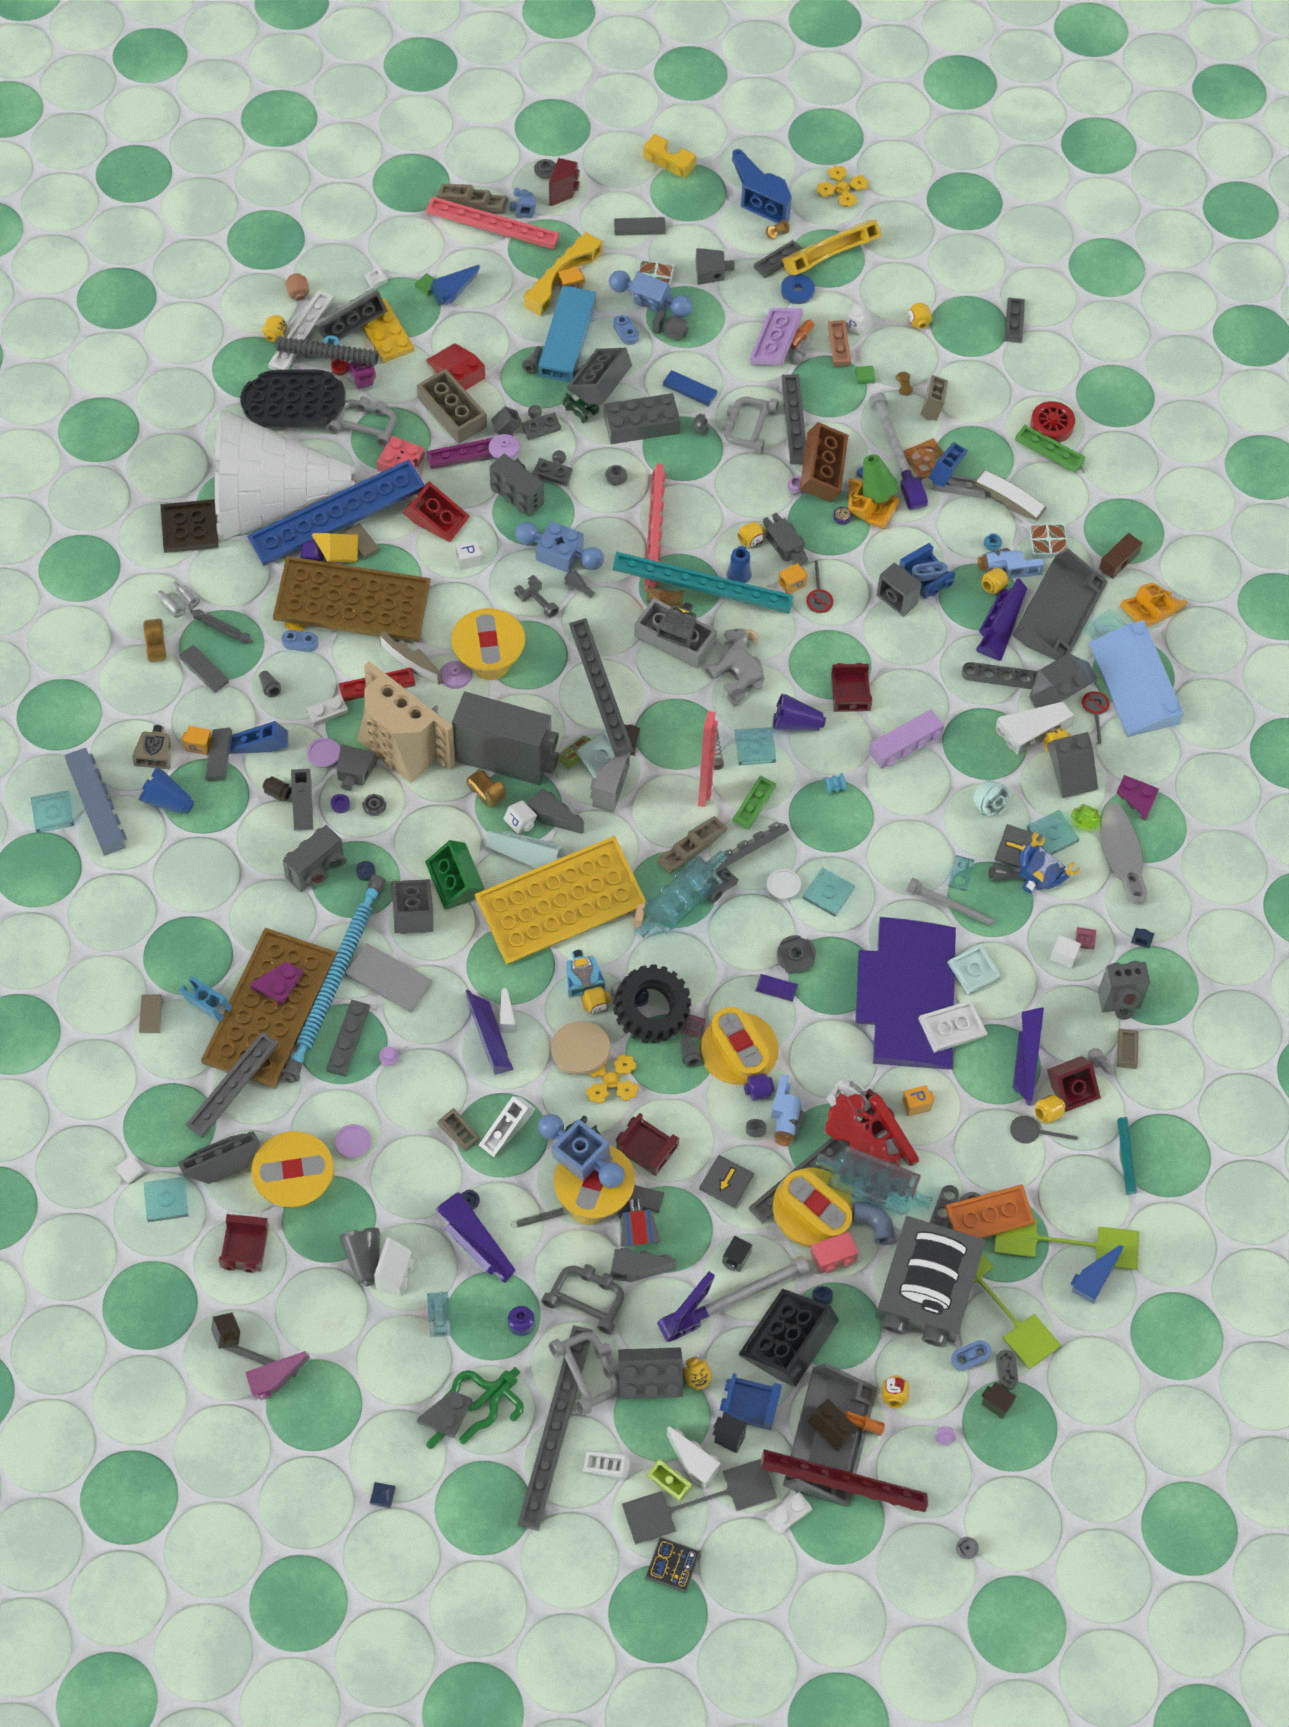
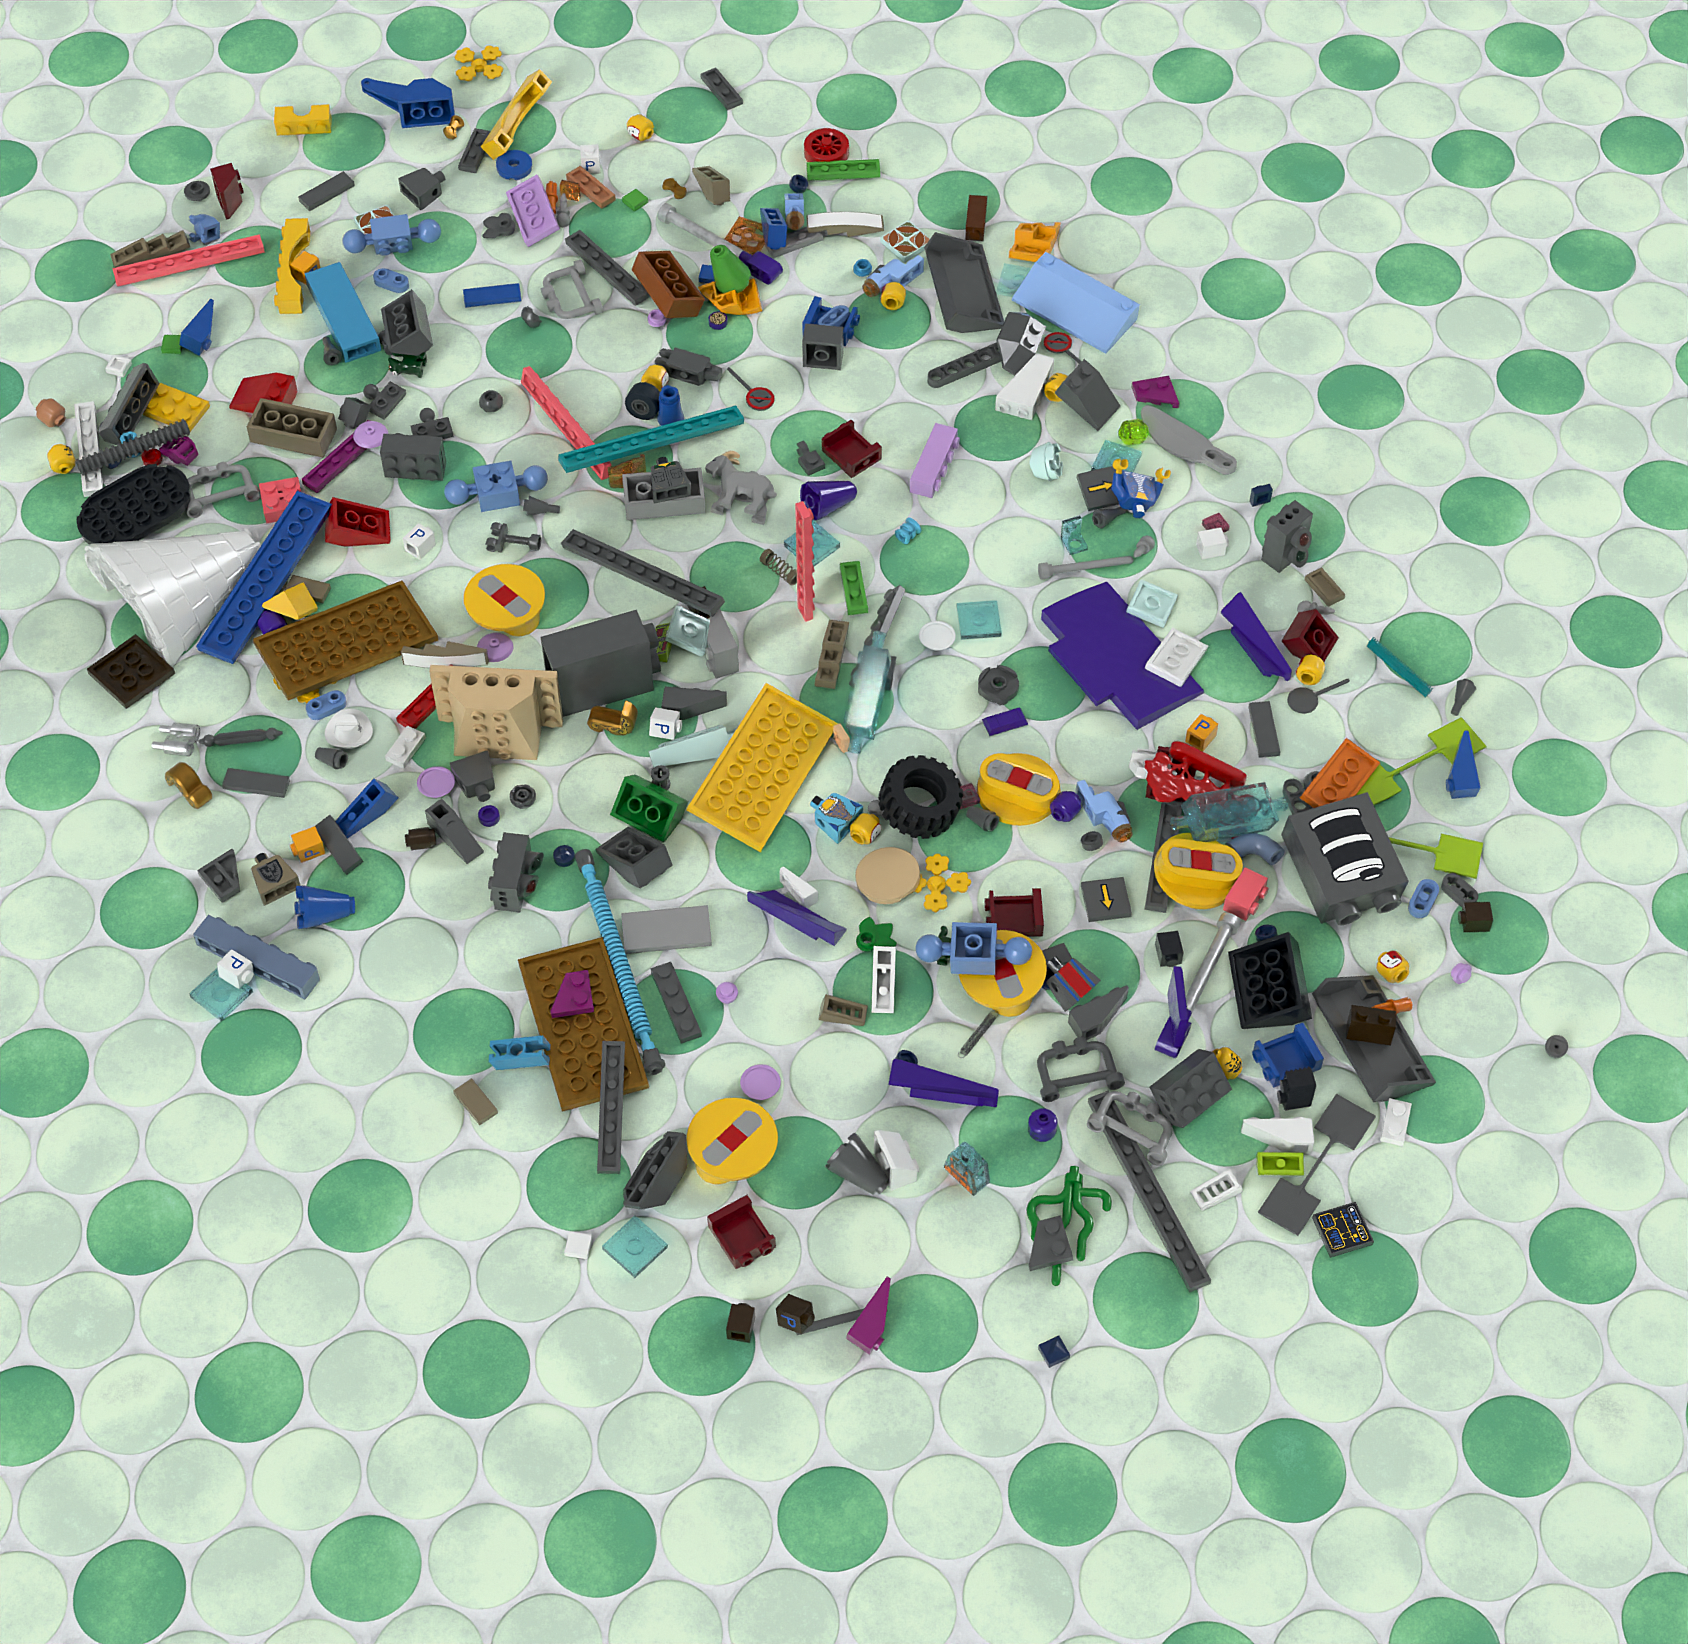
camera: 35 degrees left, 5 degrees down
(70, 801) = (235, 969): none -> white brick
(123, 723) = (222, 876): none -> dark grey wing
(186, 1308) = (740, 1322): none -> dark brown brick
(298, 670) = (348, 729): none -> white hat
(481, 858) = (664, 778): none -> dark grey bush
(534, 1088) = (876, 934): none -> green plate
(641, 418) = (474, 341): dark grey brick -> none
(658, 321) = (416, 256): dark grey tile -> none
(675, 328) = (436, 253): dark grey head -> none
(723, 545) = (643, 401): none -> black wheel
(743, 333) = (499, 226): none -> dark grey plate
(793, 578) = (723, 392): light orange brick -> none
(812, 678) = (809, 461): none -> dark grey plate
(820, 336) = (570, 189): none -> clear orange plate
(844, 1480) = (1419, 1061): dark red plate -> none
(971, 1131) = (1264, 729): none -> dark grey tile
(977, 460) = (794, 210): none -> plate
(1001, 620) = (925, 324): dark purple wedge -> none
(1004, 439) = (798, 183): none -> dark blue tile
(1014, 917) = (1144, 545): none -> light grey bar
(1158, 1212) = (1464, 691): none -> dark grey cone

